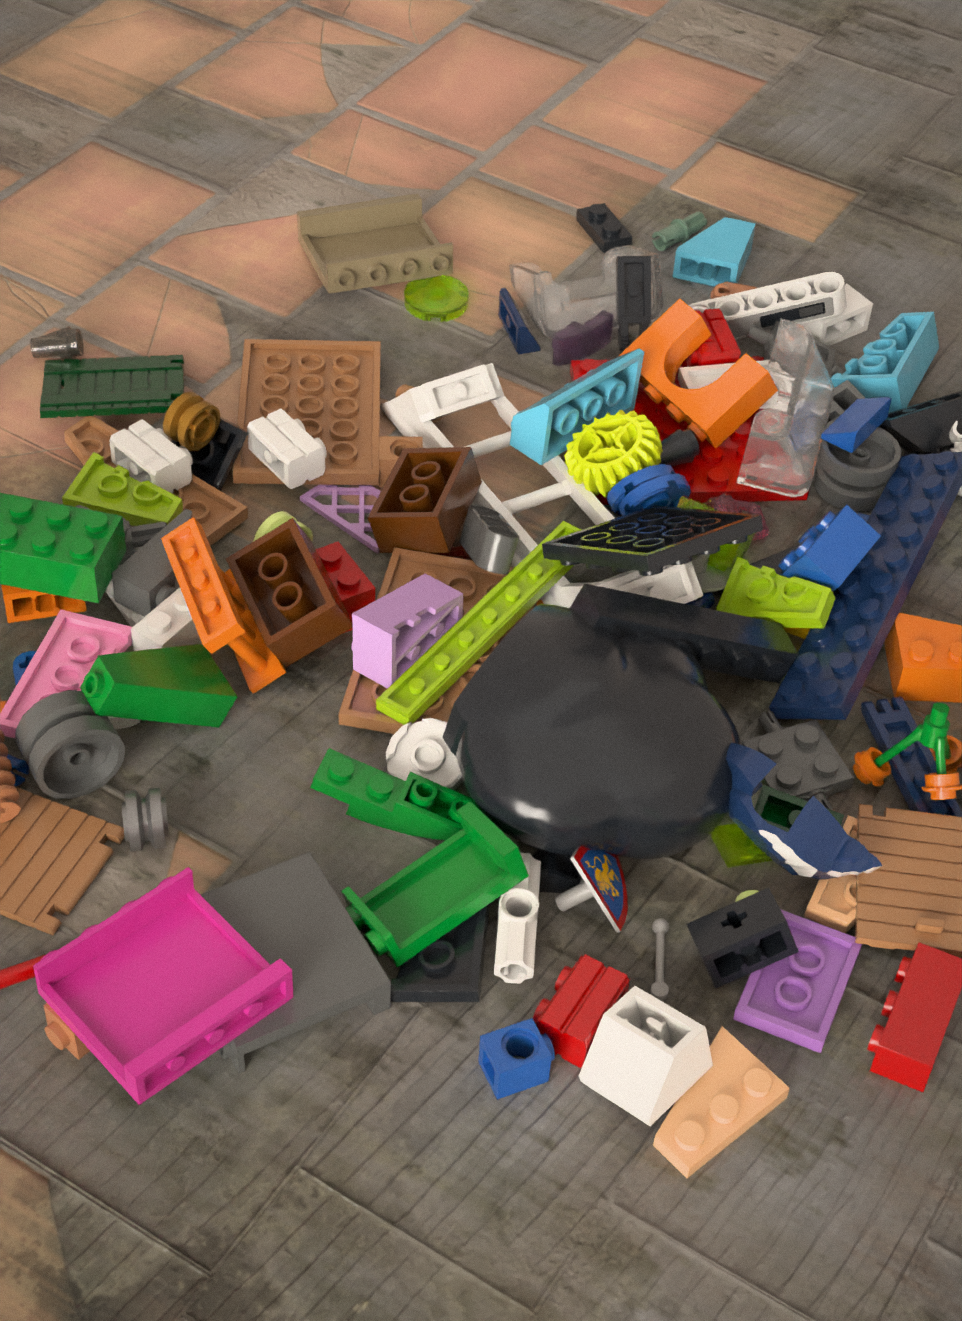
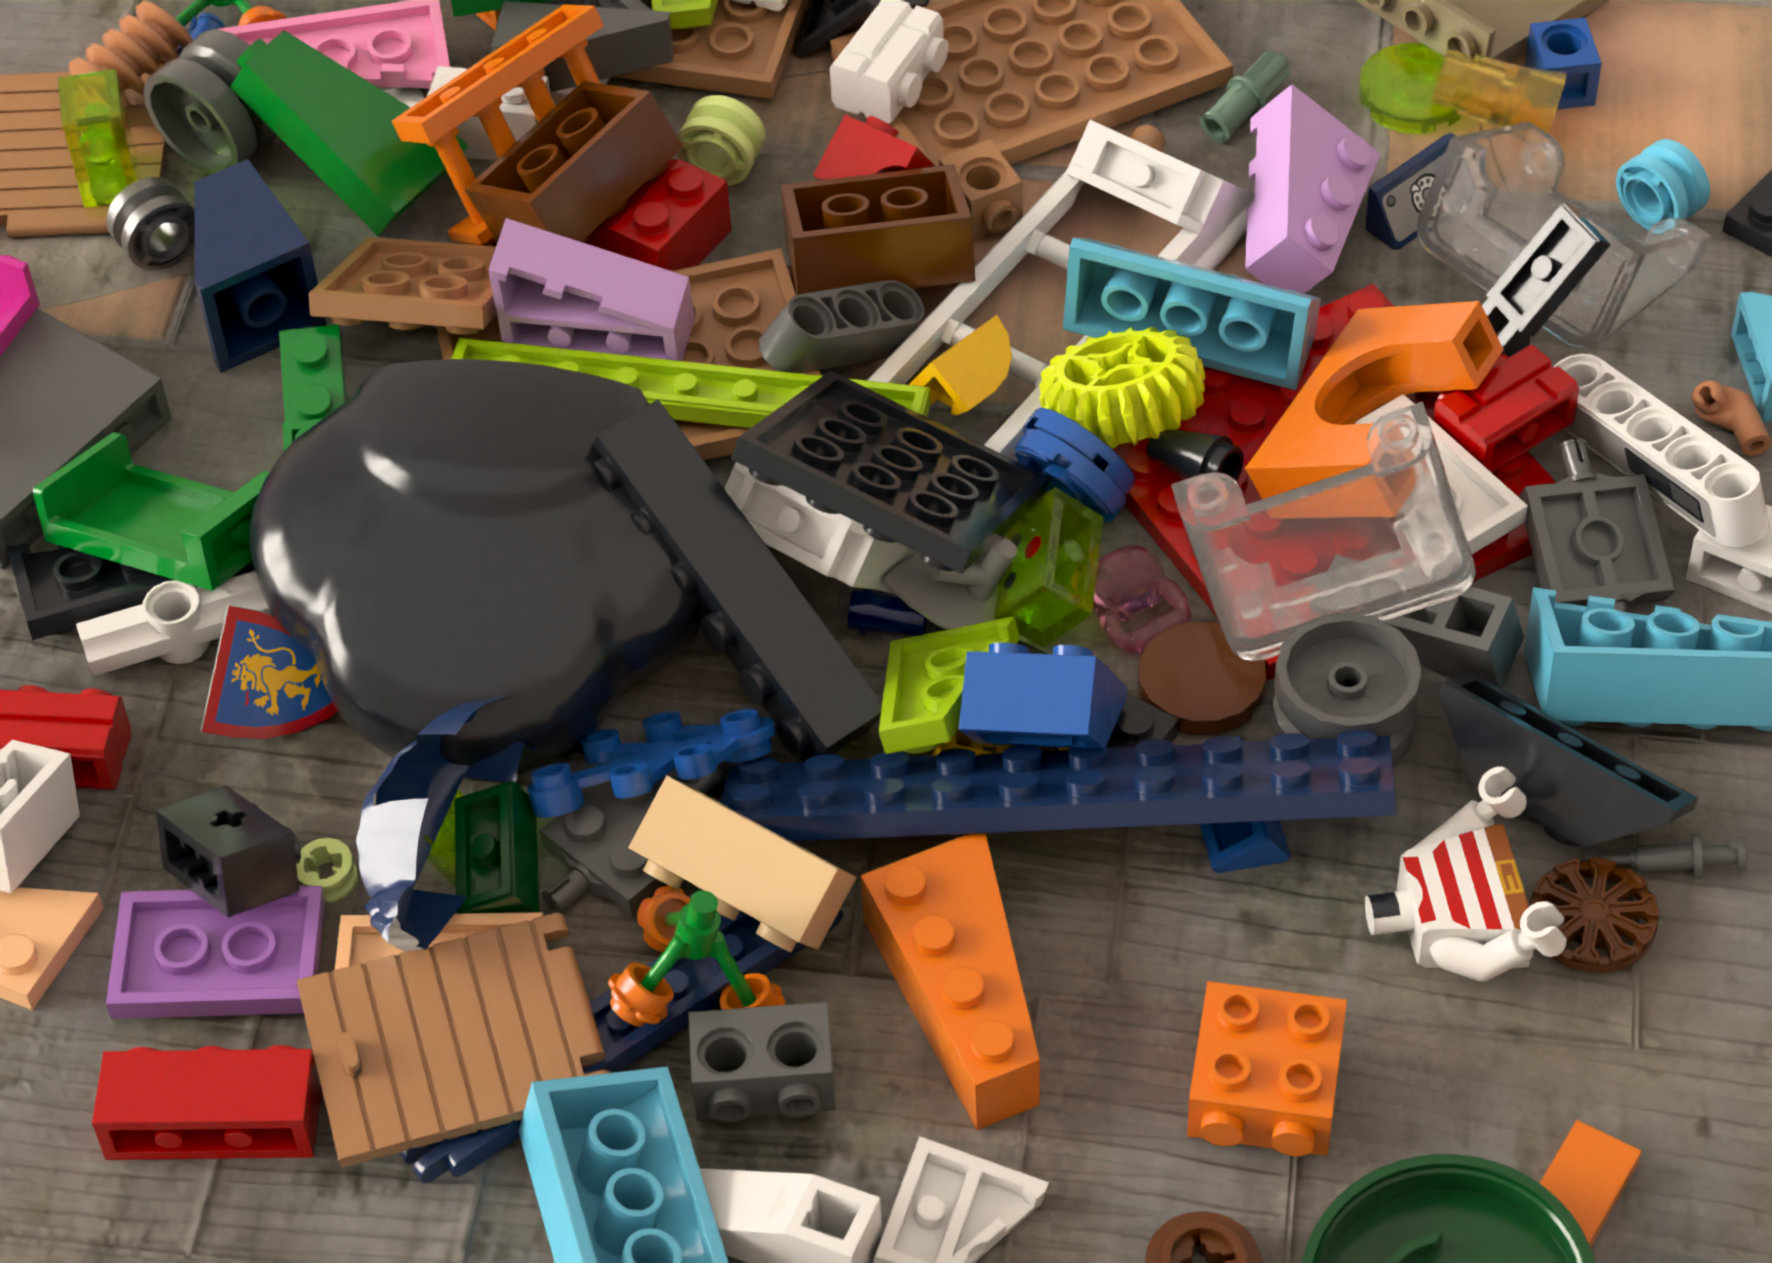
camera: 70 degrees right, 5 degrees up
(62, 810) = (98, 135): none -> clear neon green brick
(231, 776) = (249, 266): none -> dark blue slope
(316, 701) = (409, 286): none -> medium nougat plate
(357, 485) = (866, 150): none -> red brick
(401, 349) = (1245, 96): none -> sand green axle
(469, 243) = (1570, 49): none -> blue brick
(483, 264) = (1498, 90): none -> clear yellow plant
(510, 349) = (1306, 191): none -> lavender wedge
(554, 503) = (969, 368): none -> yellow brick
(579, 247) = (1662, 184): none -> medium azure wheel
(580, 340) = (1413, 272): clear purple slope -> none
(659, 988) = (144, 815): light grey hinge -> none
(763, 691) = (637, 766): none -> blue plant
(794, 515) = (1200, 679): none -> reddish brown tile
(857, 423) = (1389, 640): blue slope -> none
(879, 707) = (742, 865): none -> tan brick

